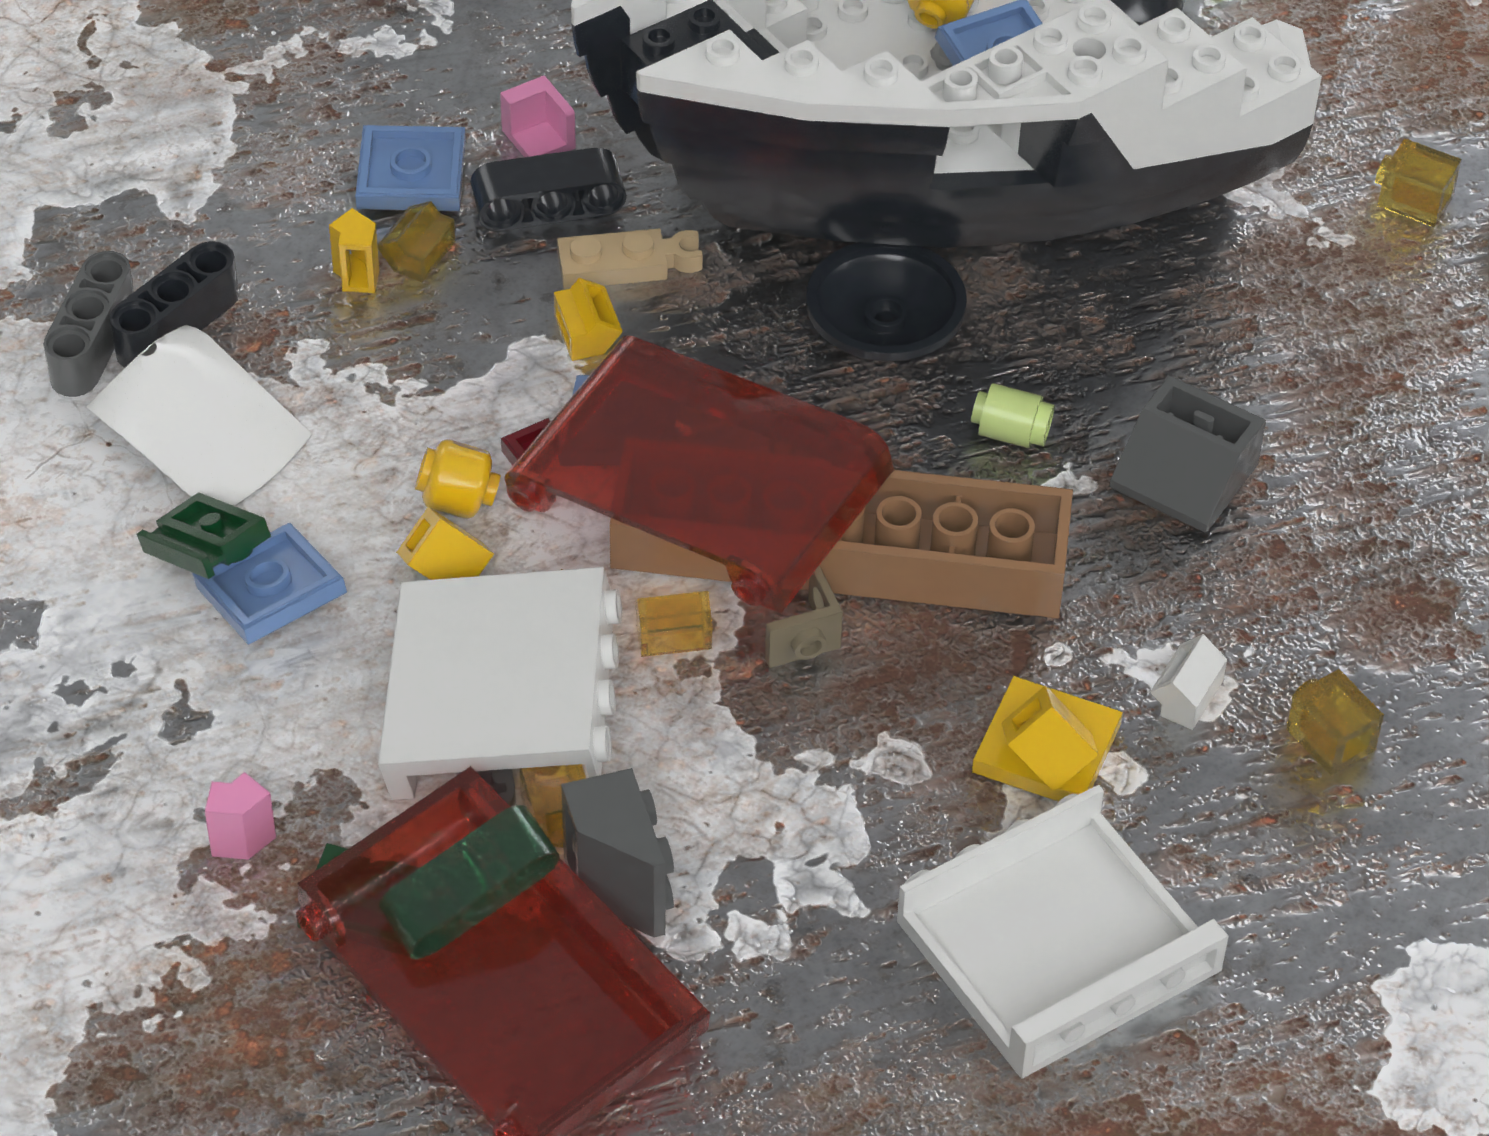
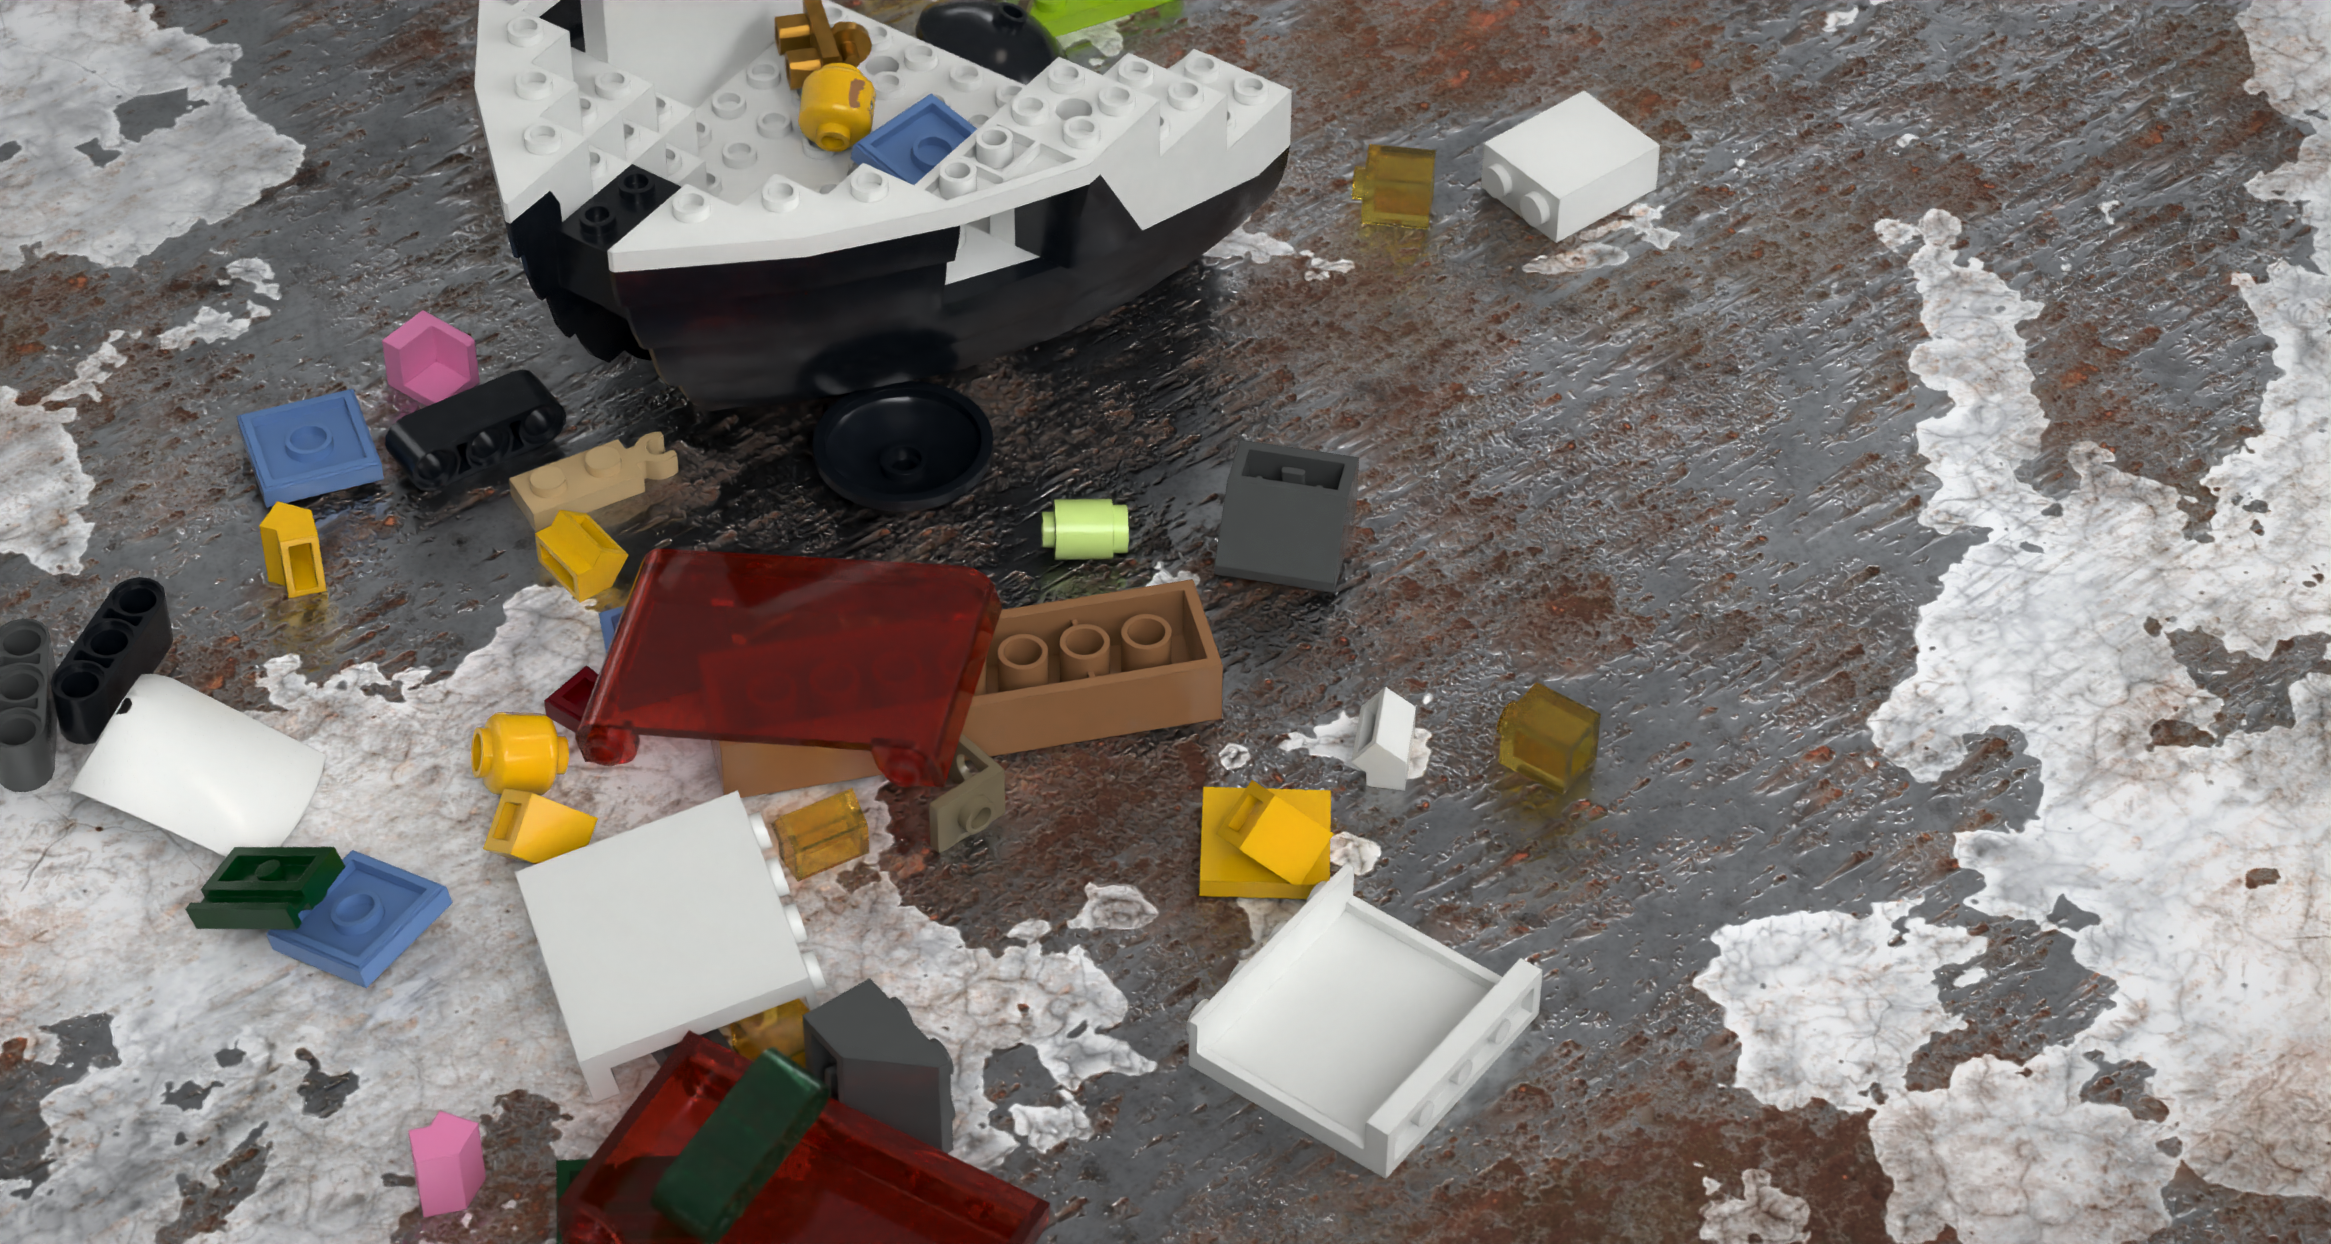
camera: 20 degrees left, 5 degrees down
(418, 241) = (354, 521): clear yellow piece -> none

